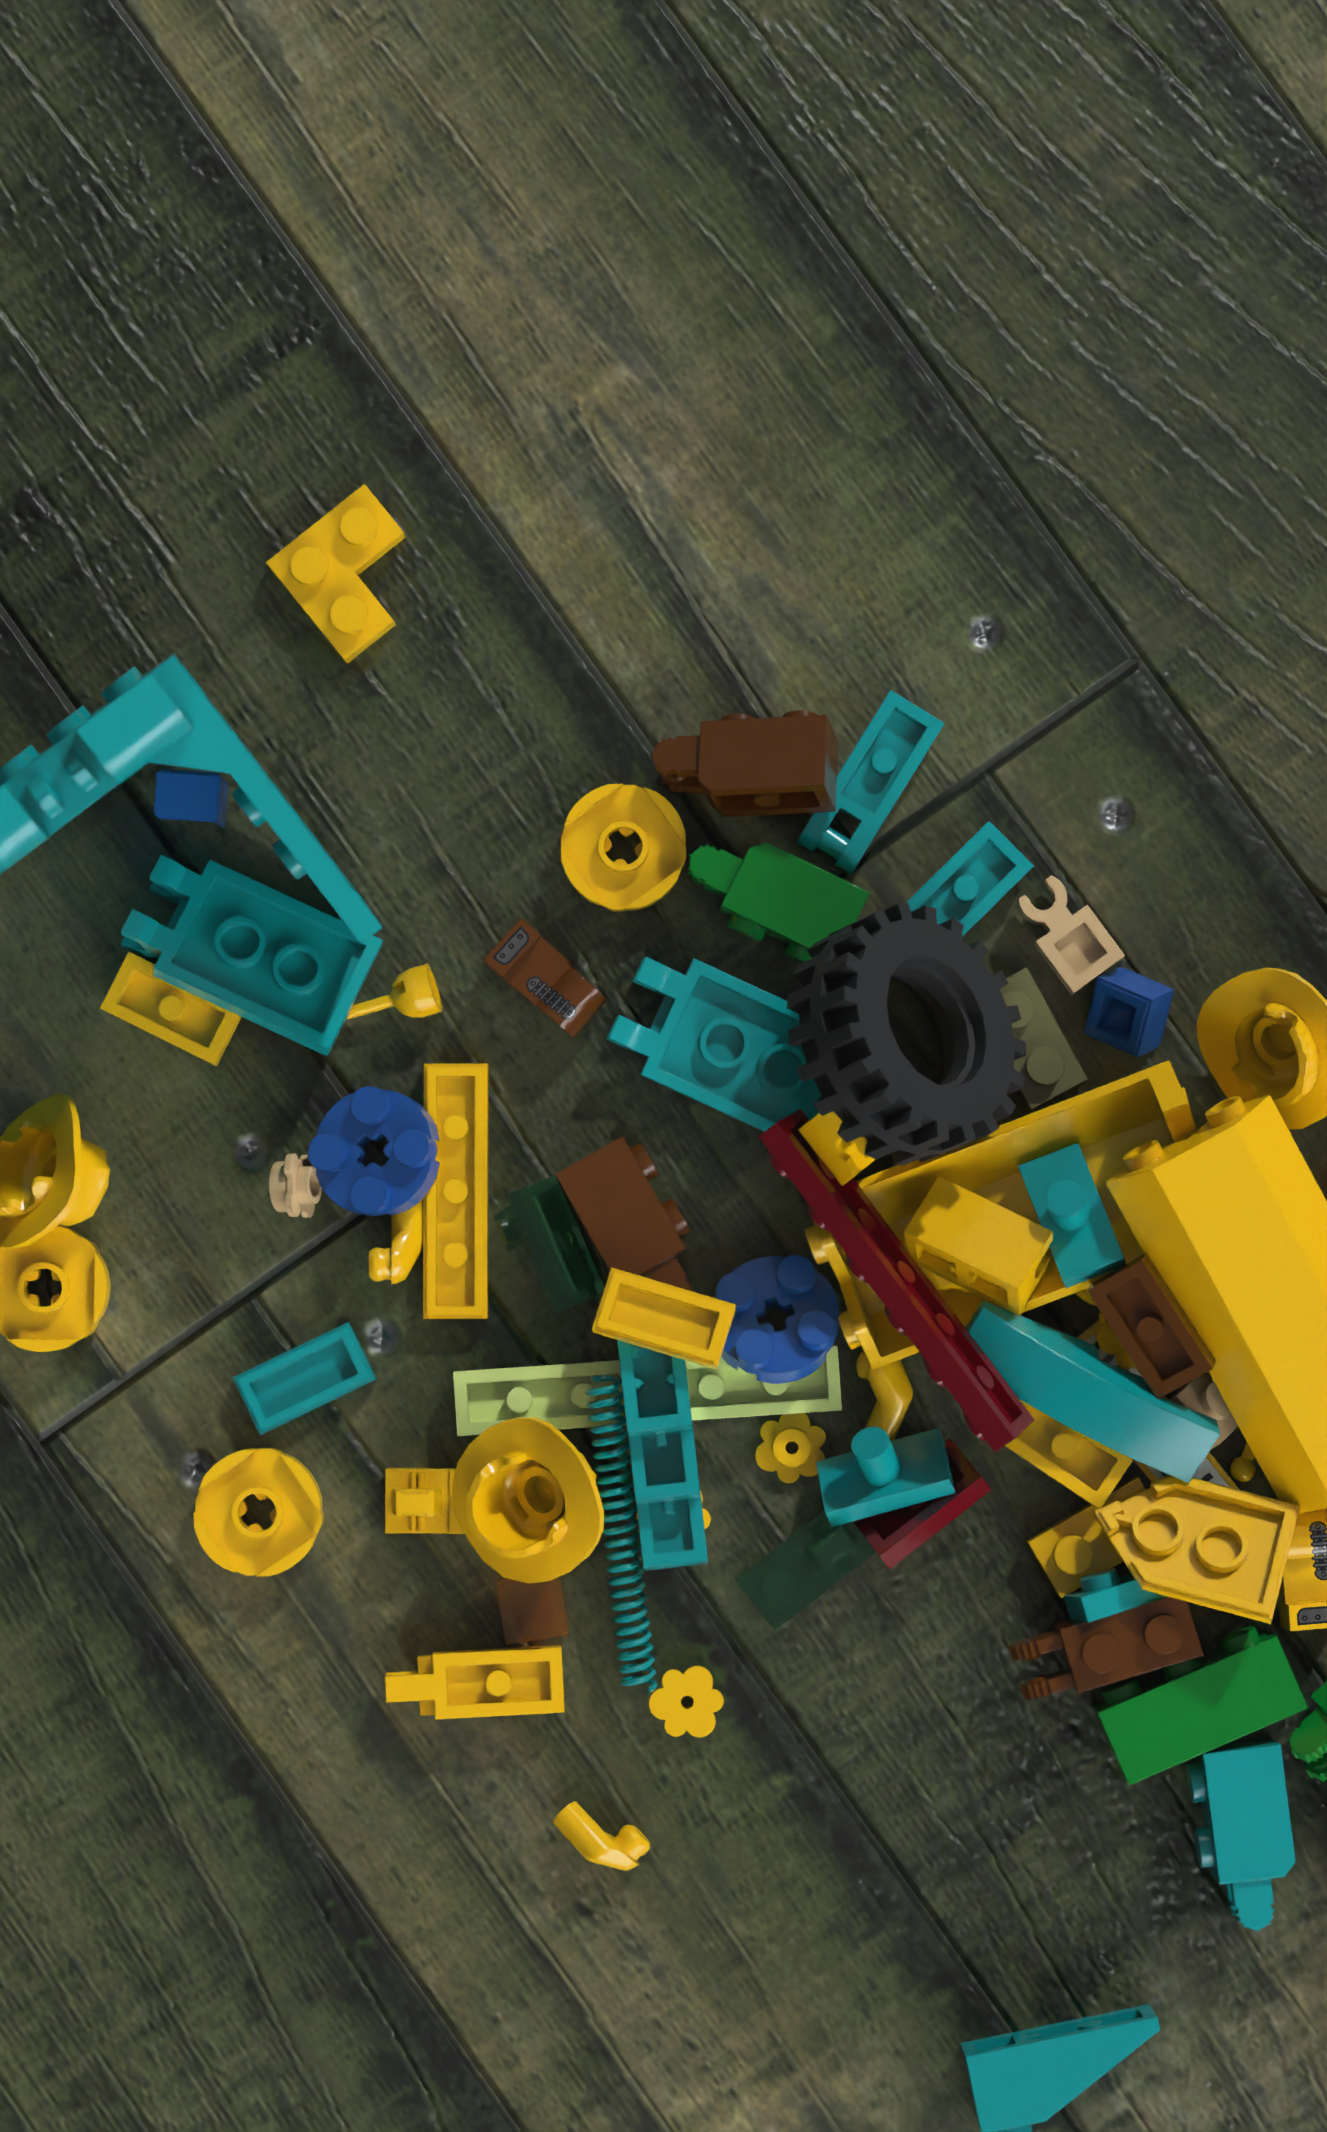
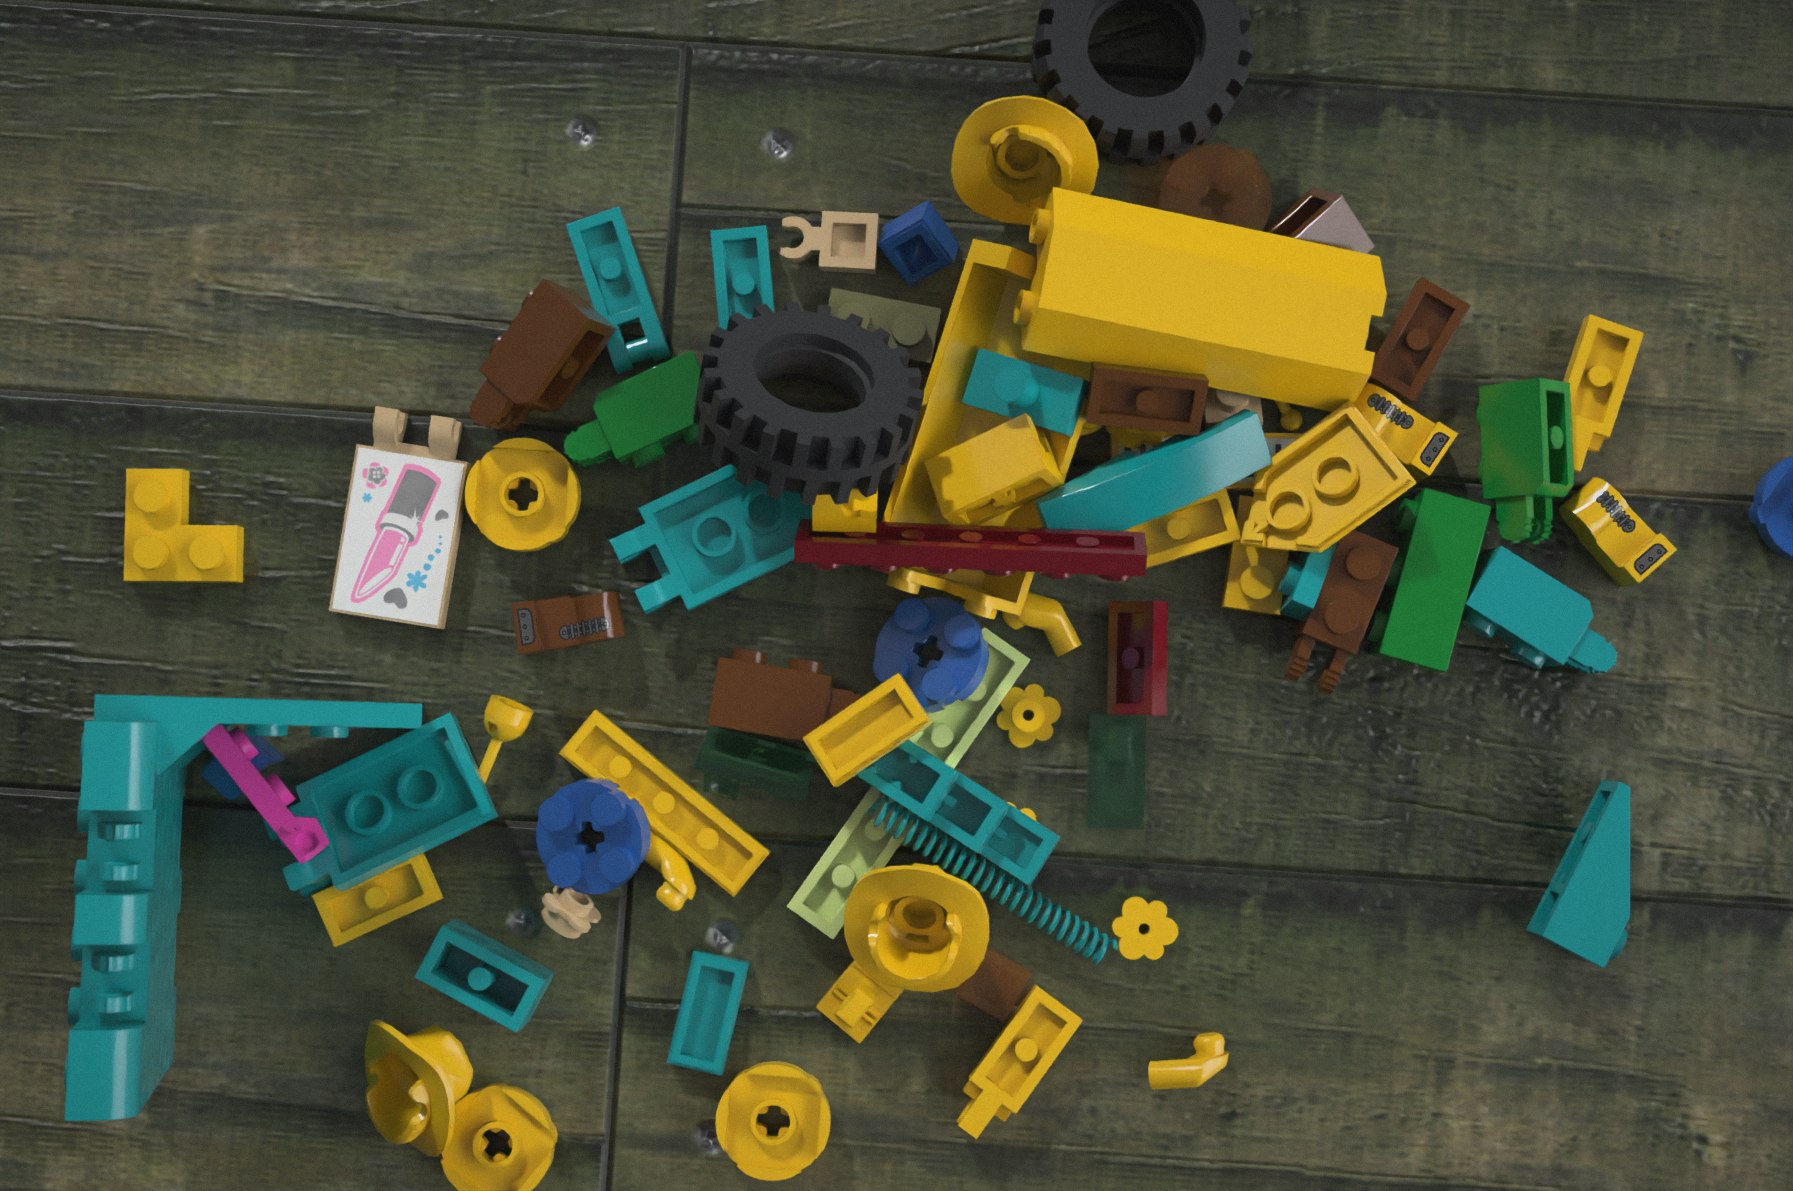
camera: 50 degrees left, 0 degrees up
(182, 1158) = (484, 975): none -> teal brick
(187, 850) = (268, 795): none -> dark pink hinge
(510, 763) = (402, 524): none -> tile
(884, 1474) = (1098, 666): teal tile -> none

